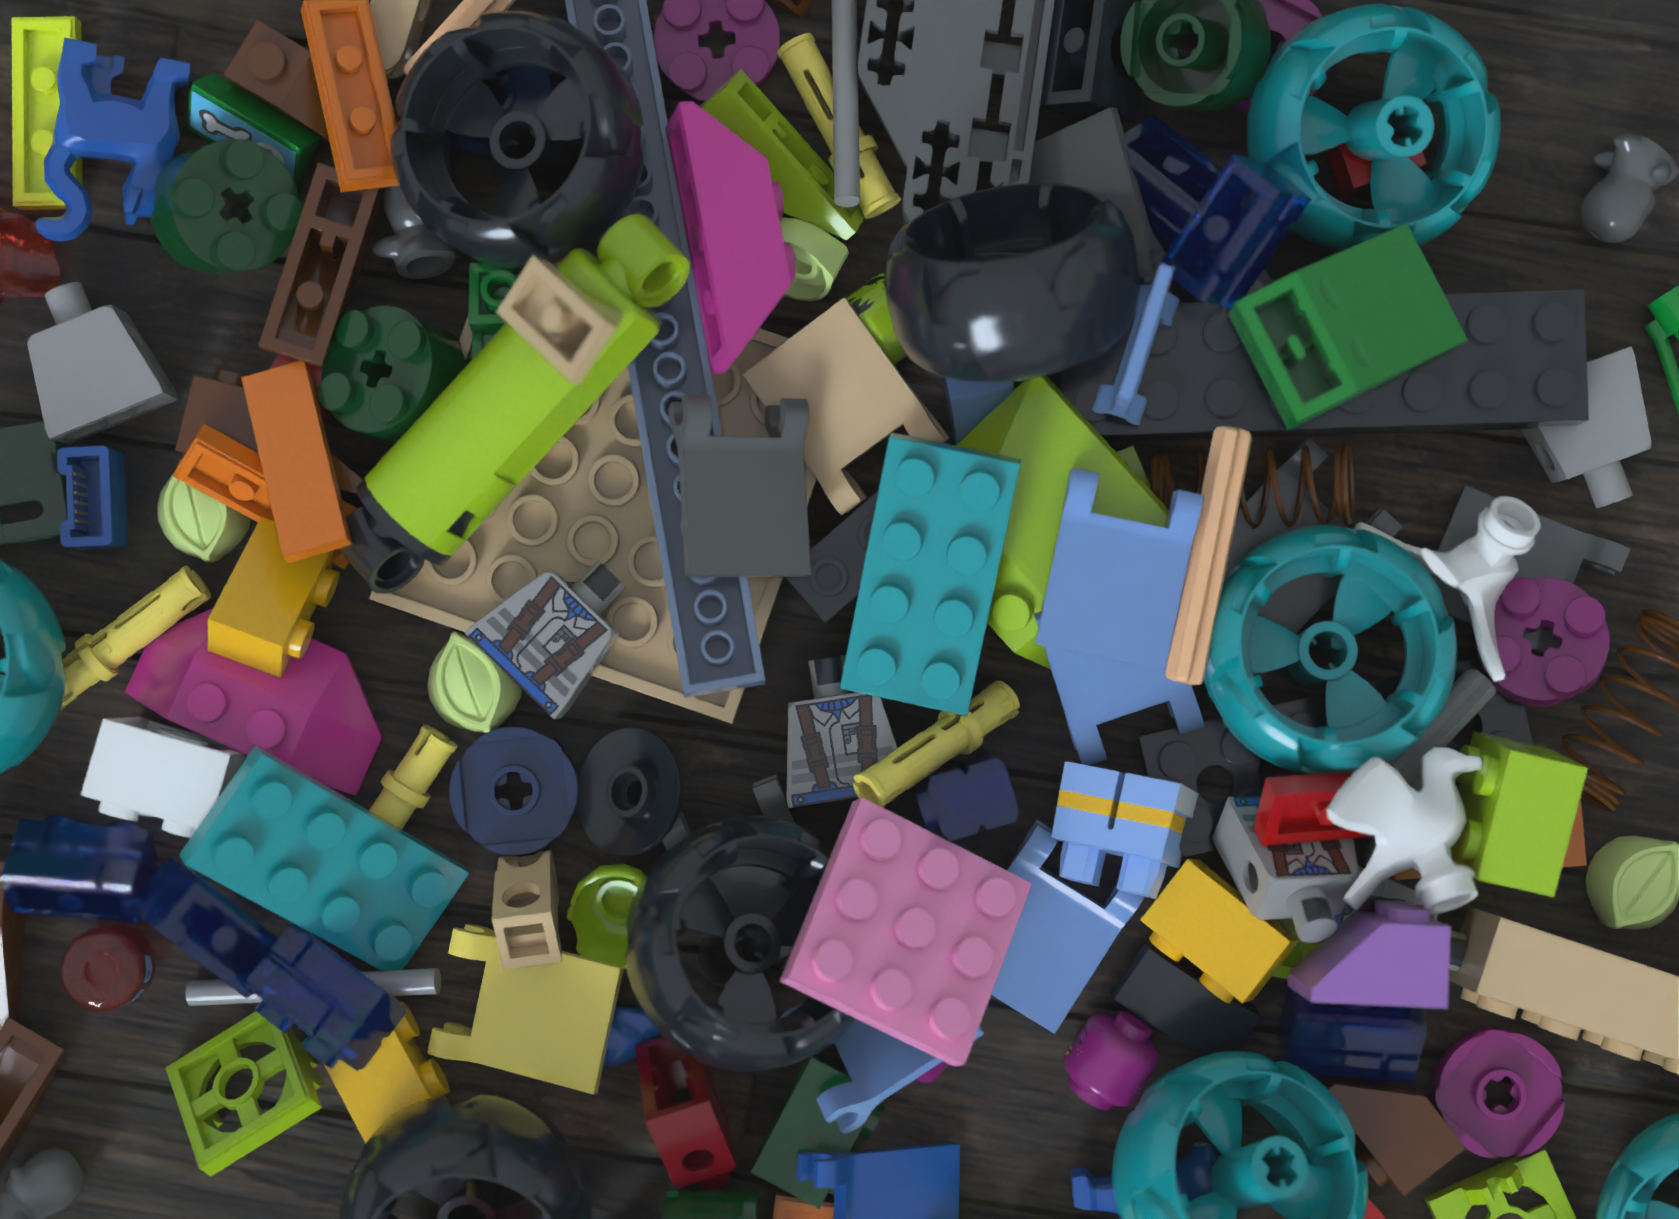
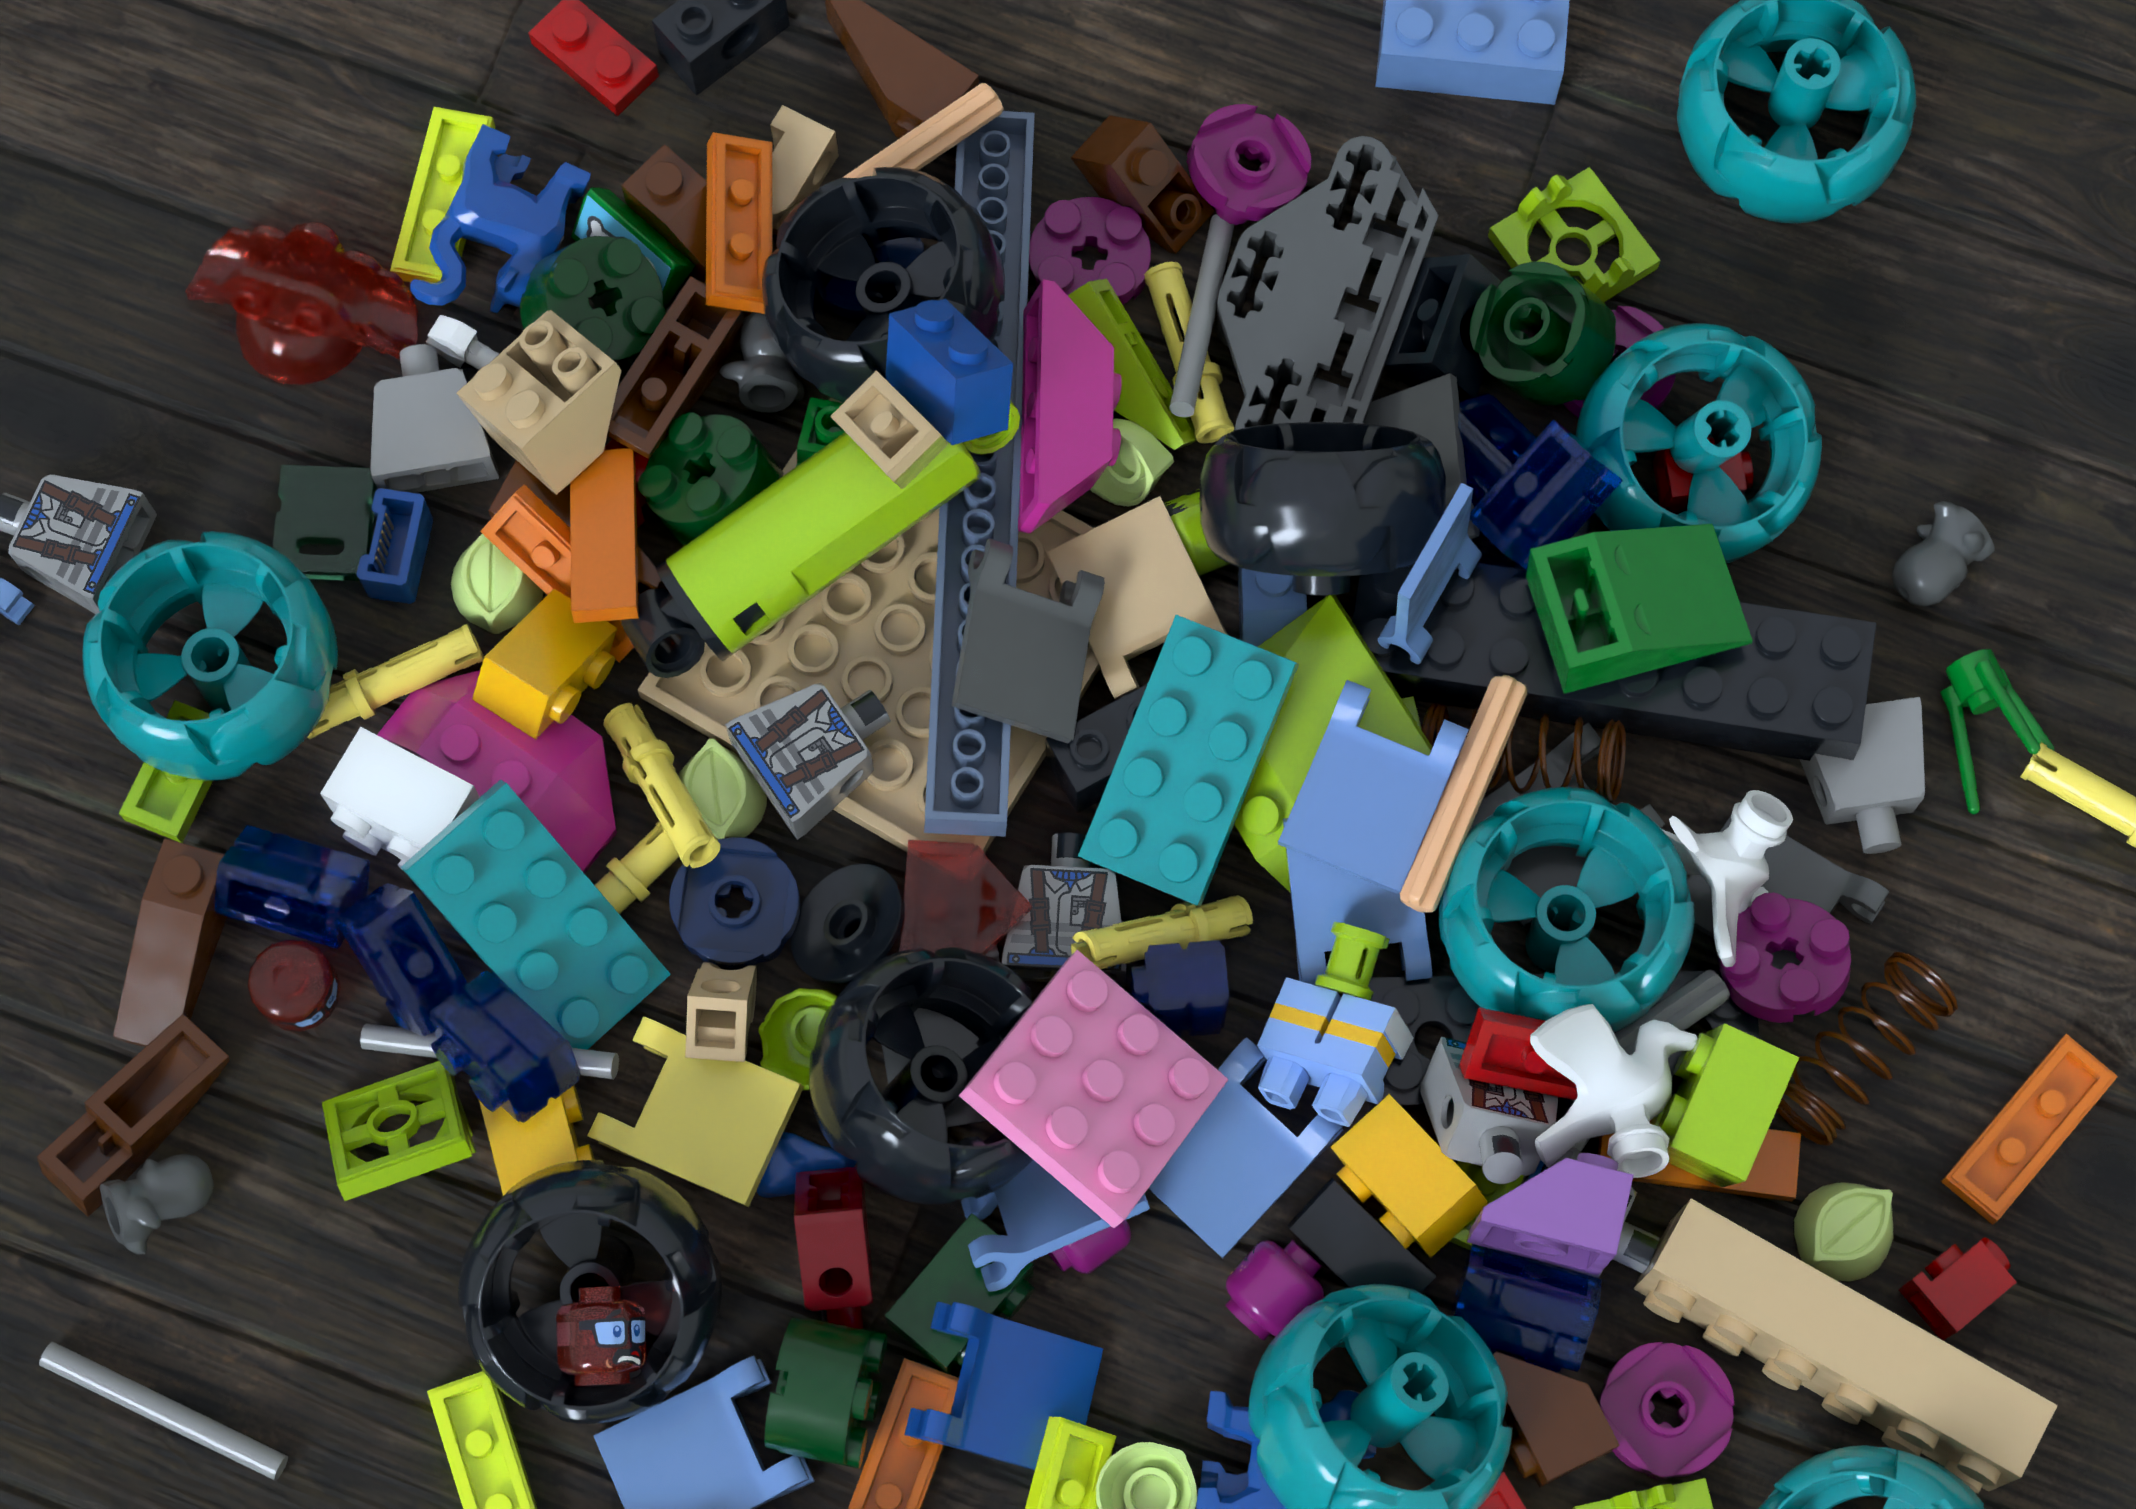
camera: 15 degrees right, 15 degrees down
(111, 275) = (459, 343): none -> white bar
(203, 334) = (547, 400): none -> tan slope
(400, 674) = (651, 767): none -> light yellow pin
(607, 243) = (949, 371): none -> blue brick
(729, 757) = (956, 898): none -> clear red slope
(1127, 737) = (1352, 960): none -> lime bush

